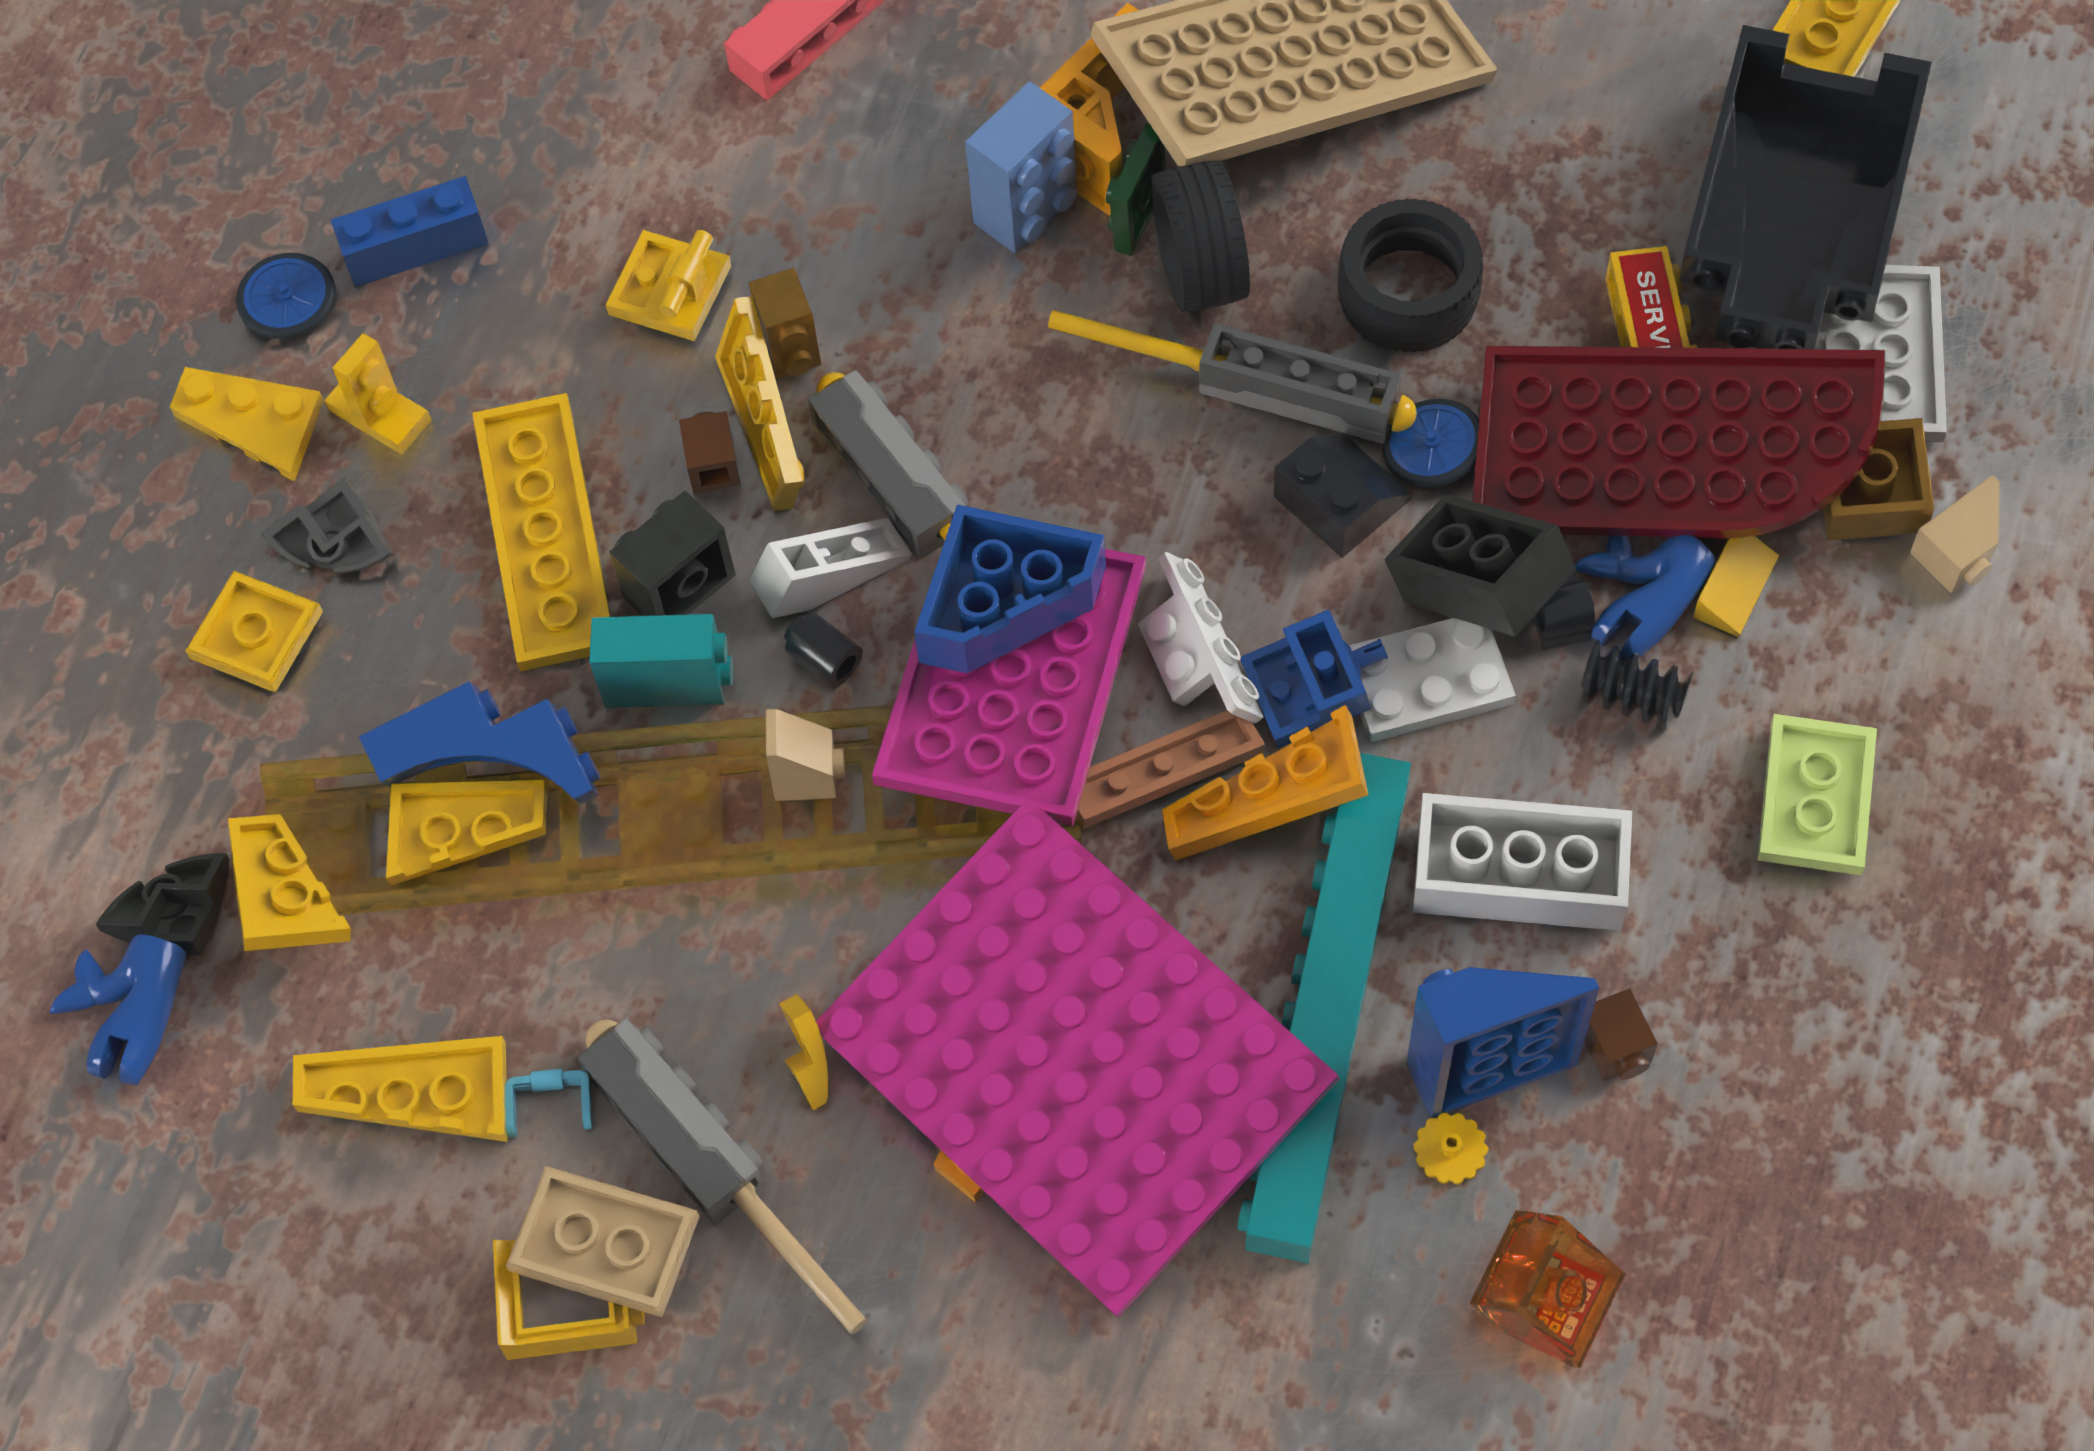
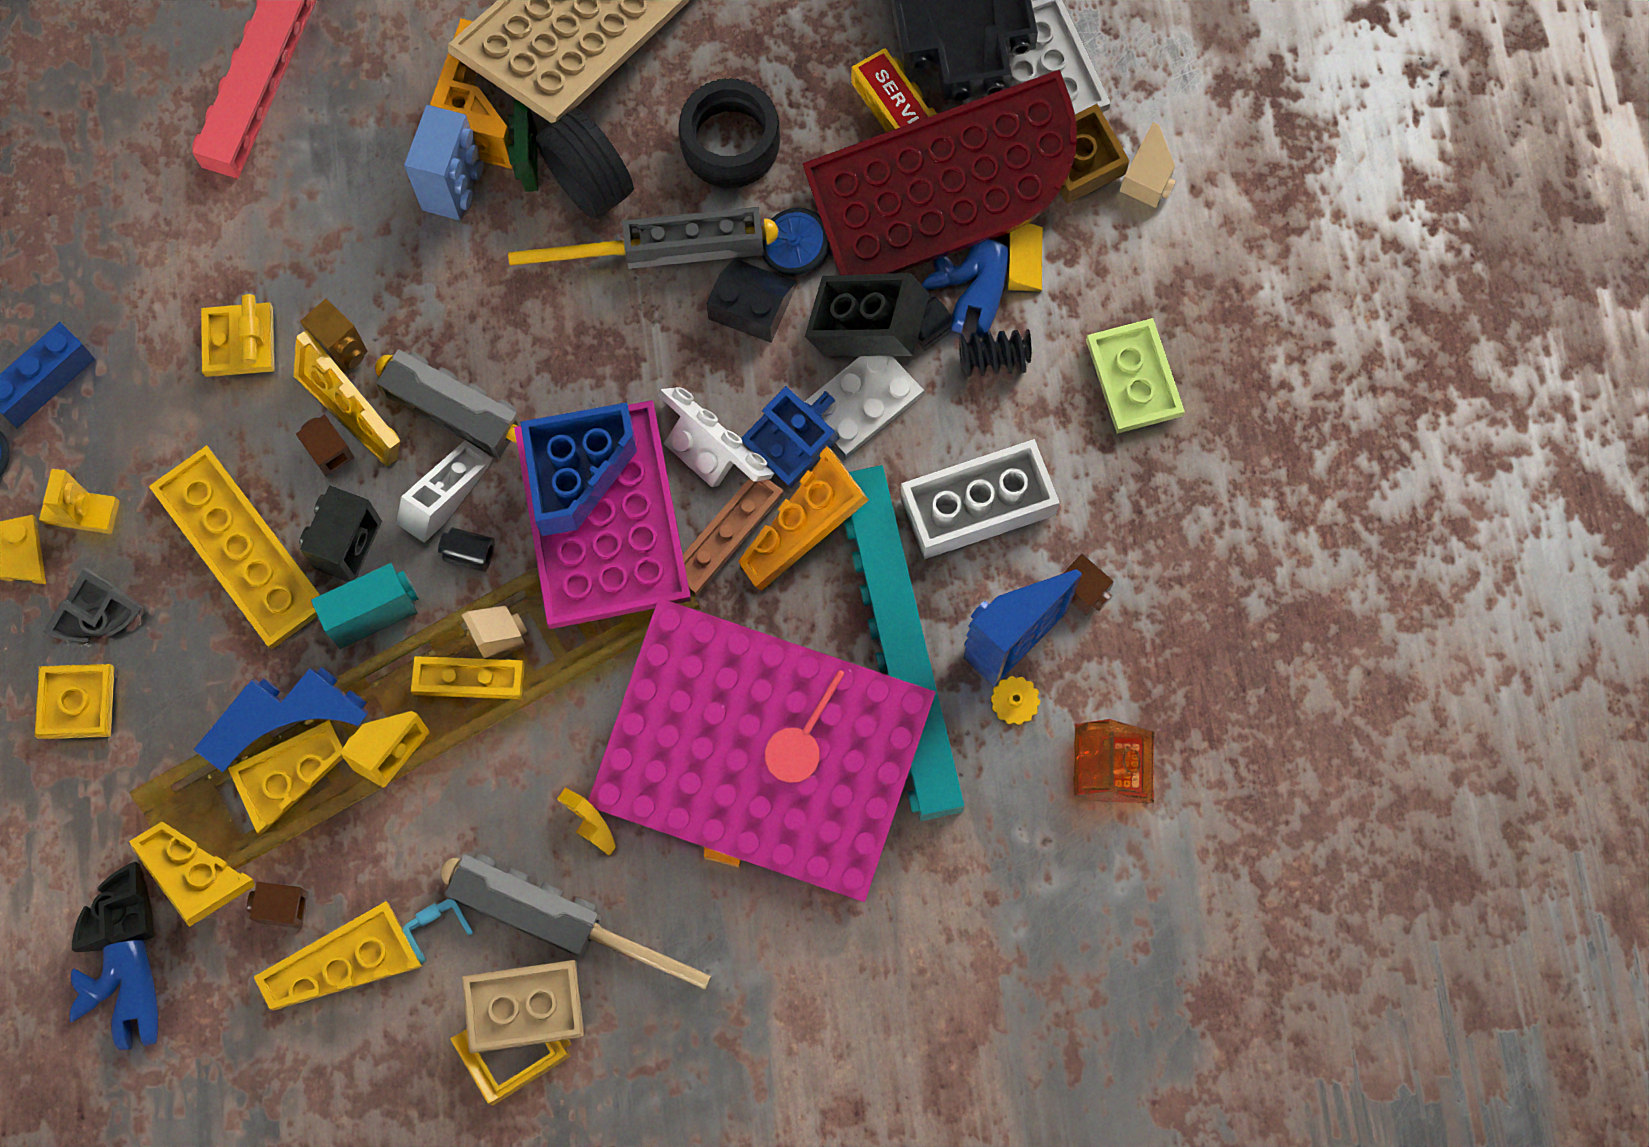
camera: 30 degrees left, 10 degrees up
(368, 982) = (277, 904): none -> reddish brown brick
(595, 839) = (384, 746): none -> yellow slope
(741, 802) = (467, 677): none -> yellow plate
(1110, 1072) = (793, 752): none -> coral piece

